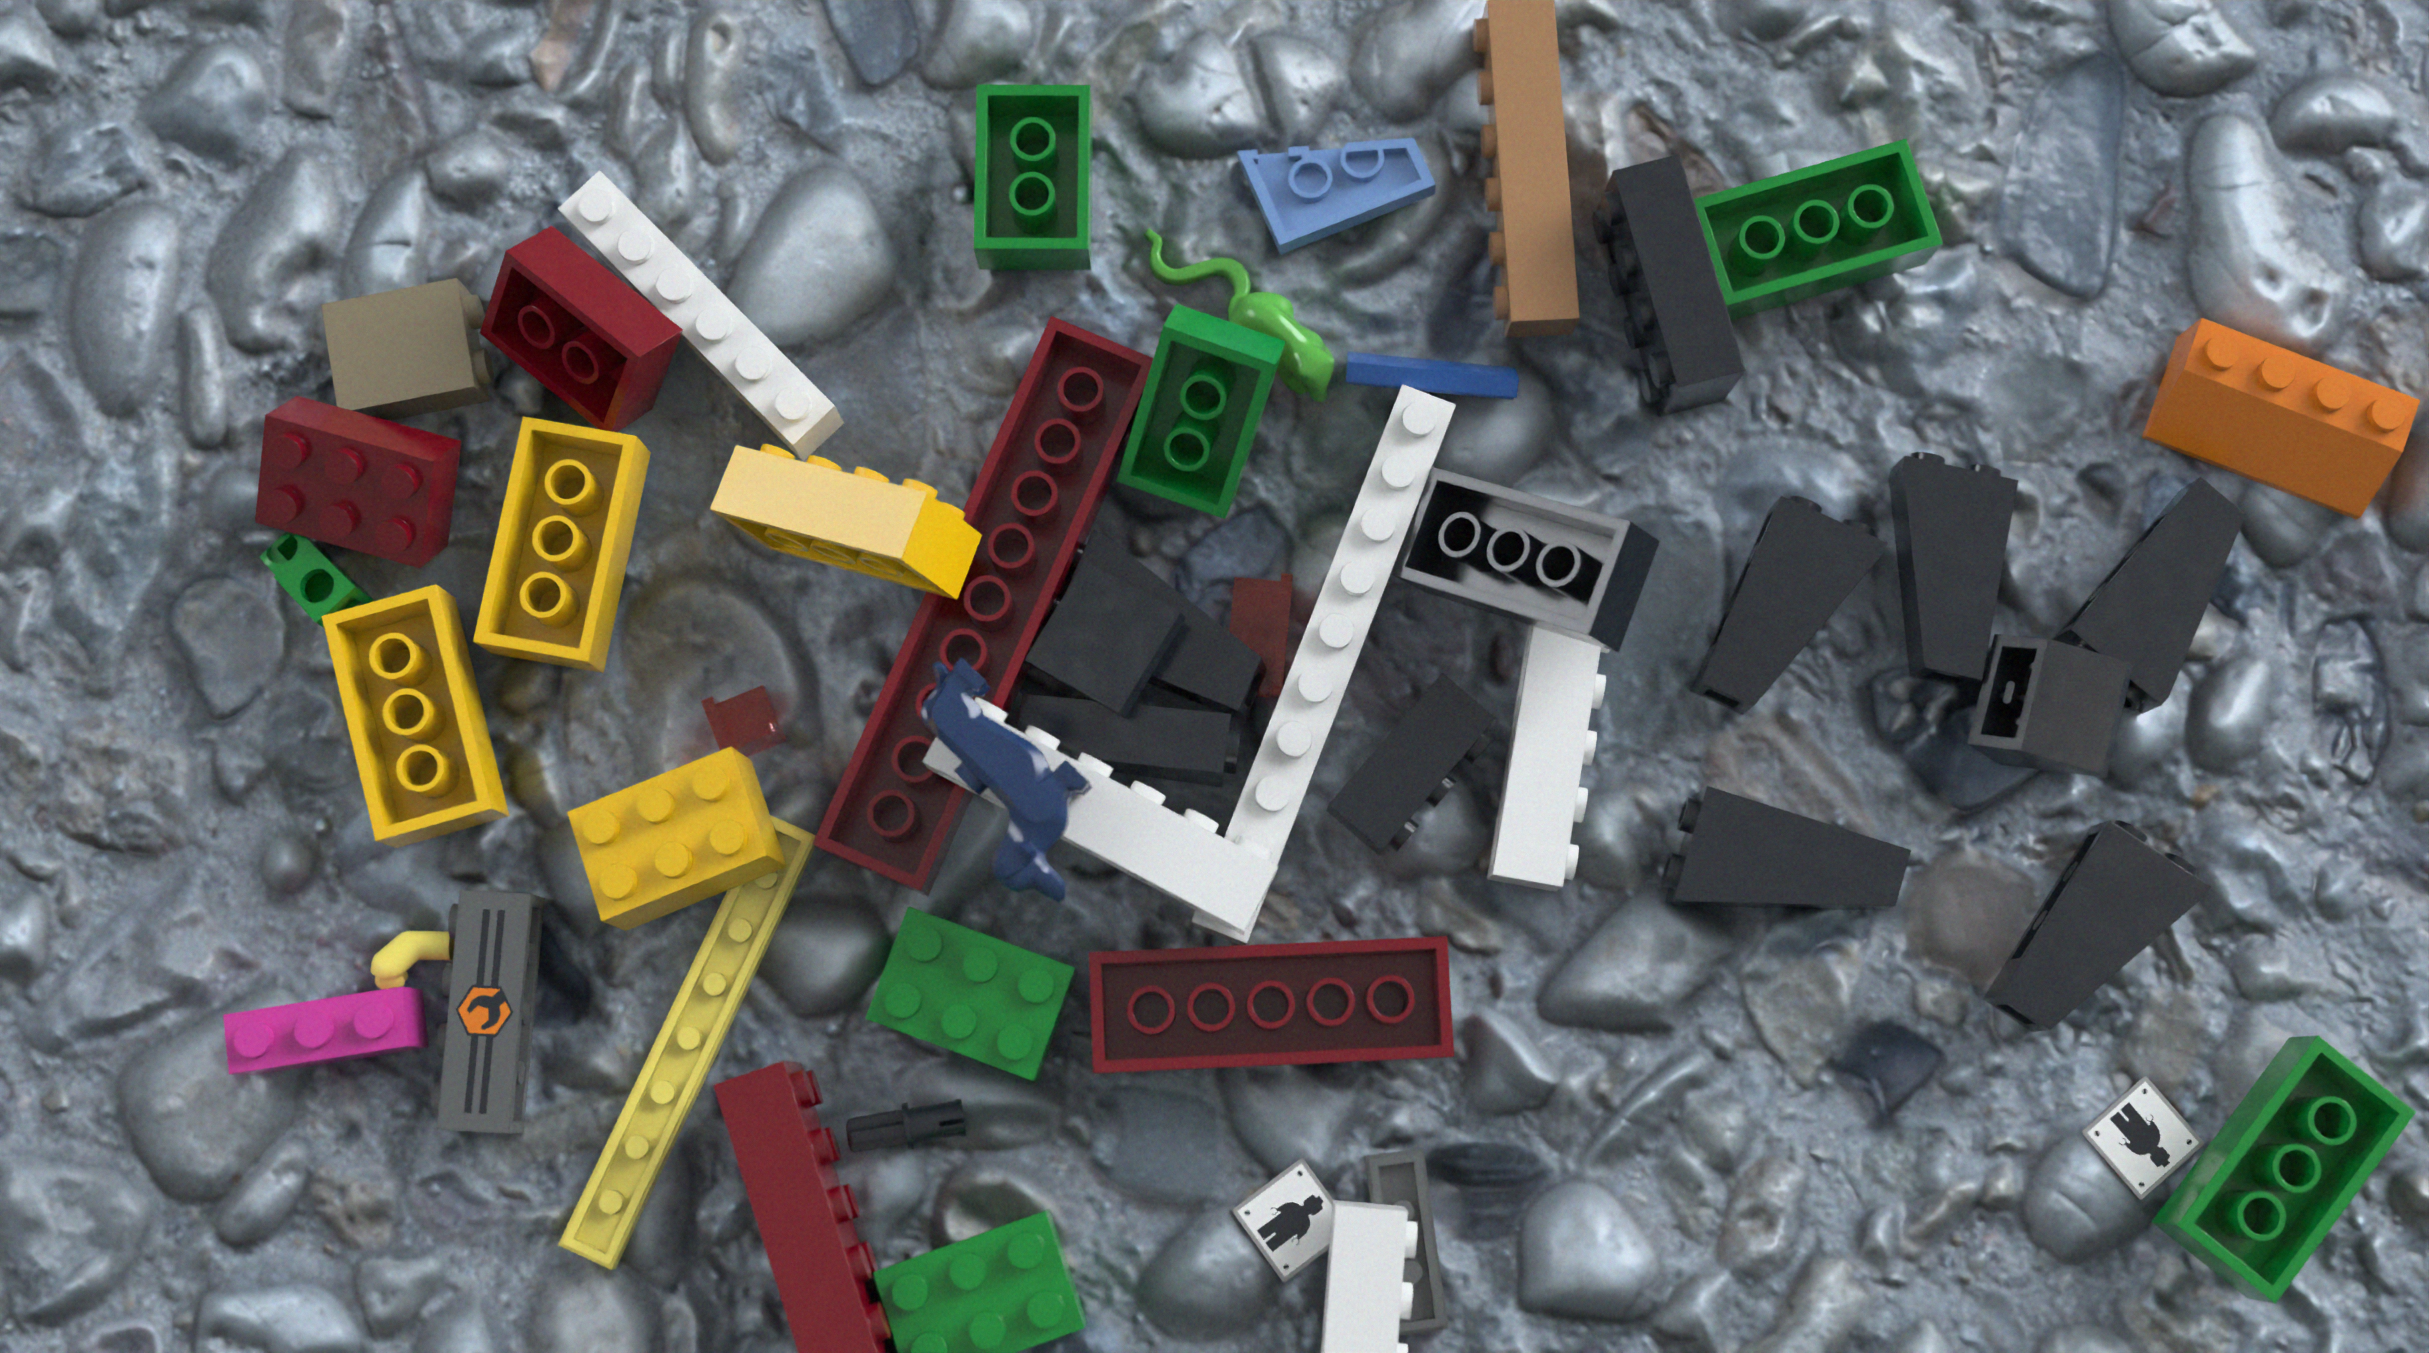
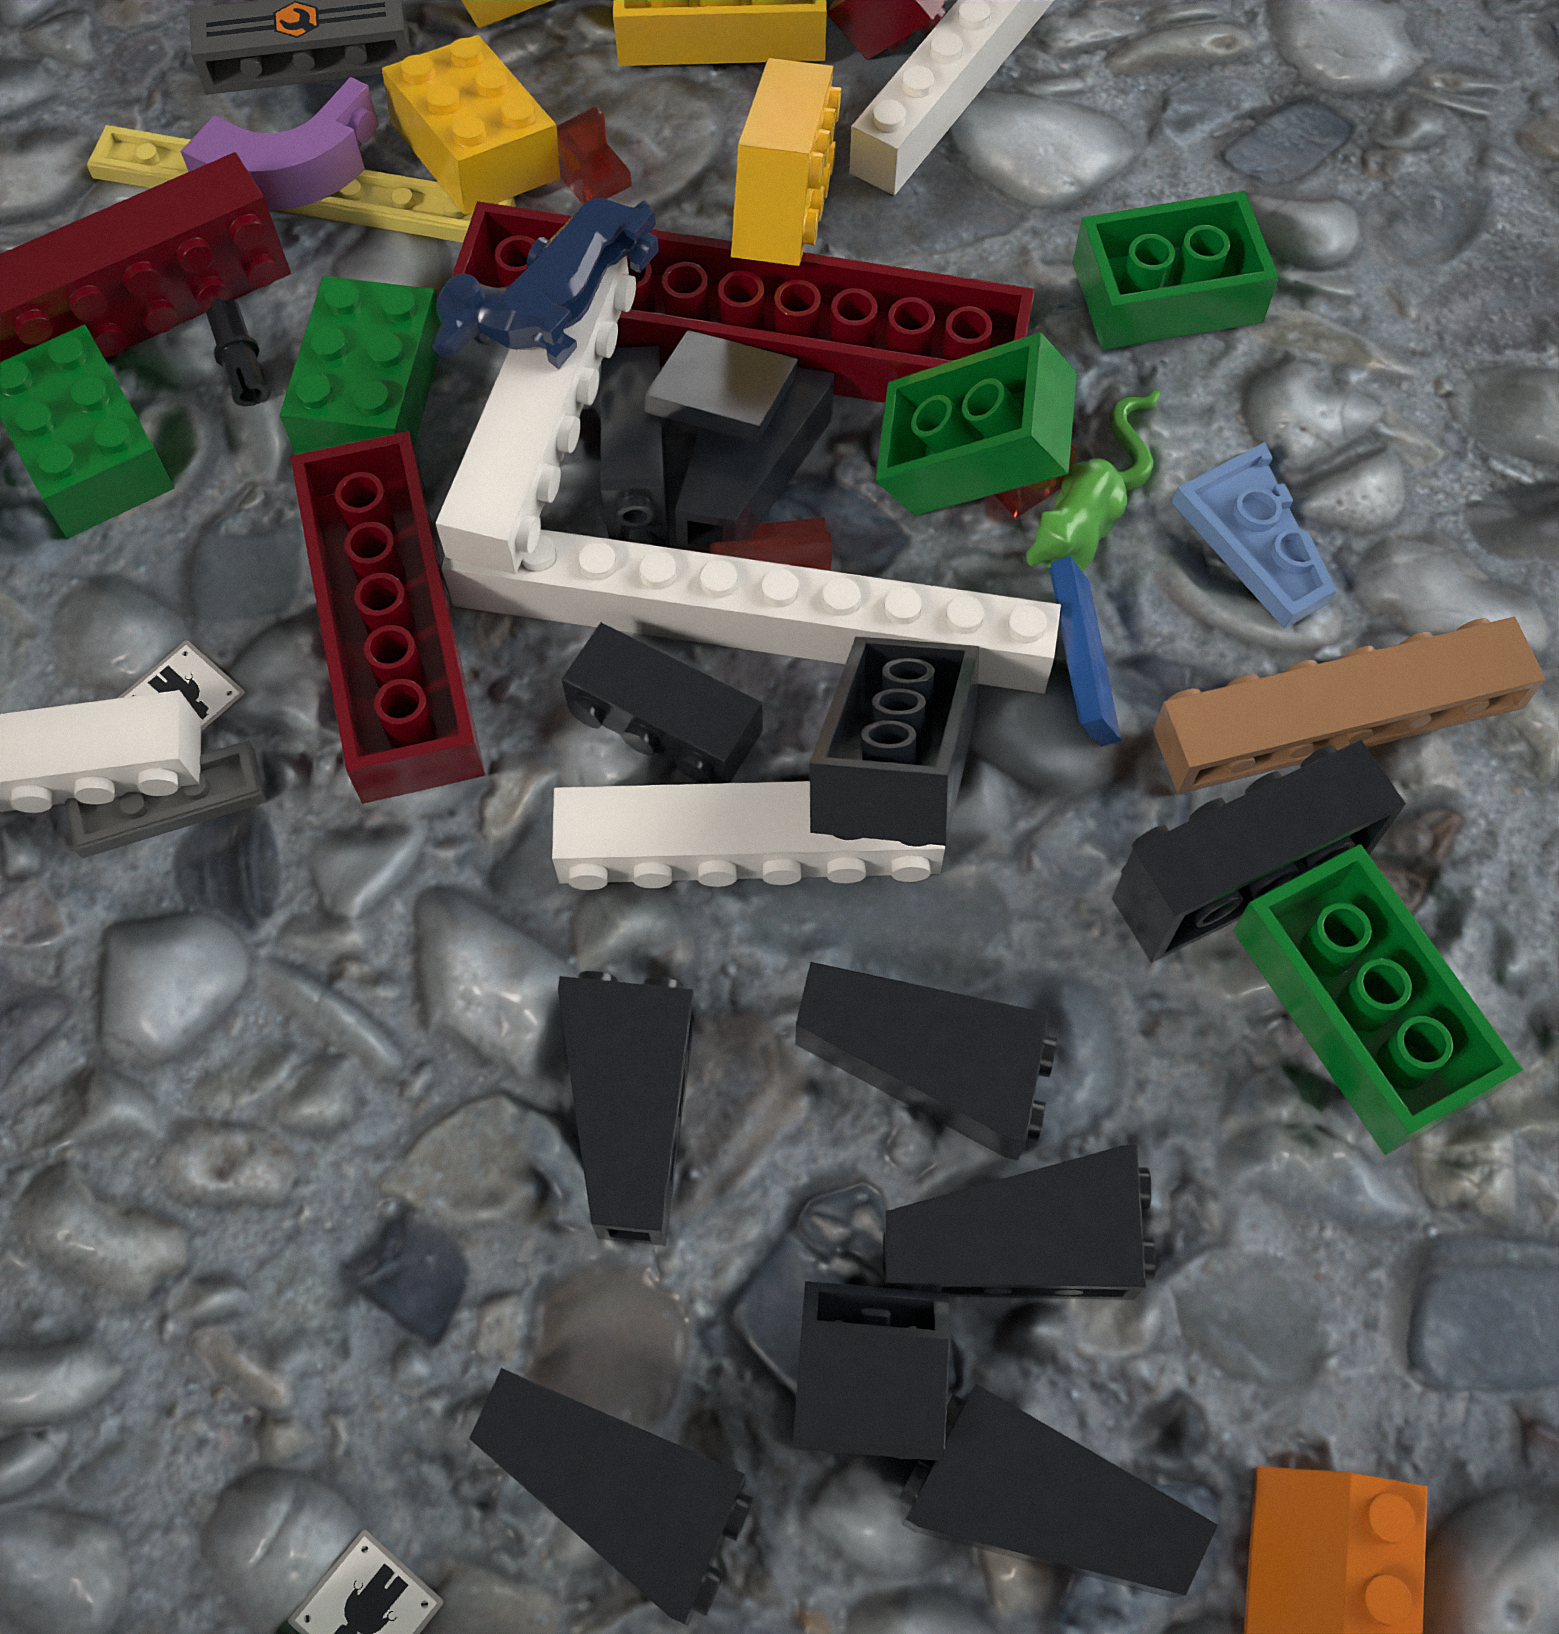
camera: 80 degrees right, 15 degrees down
(697, 1045) = (301, 162): none -> medium lavender arch

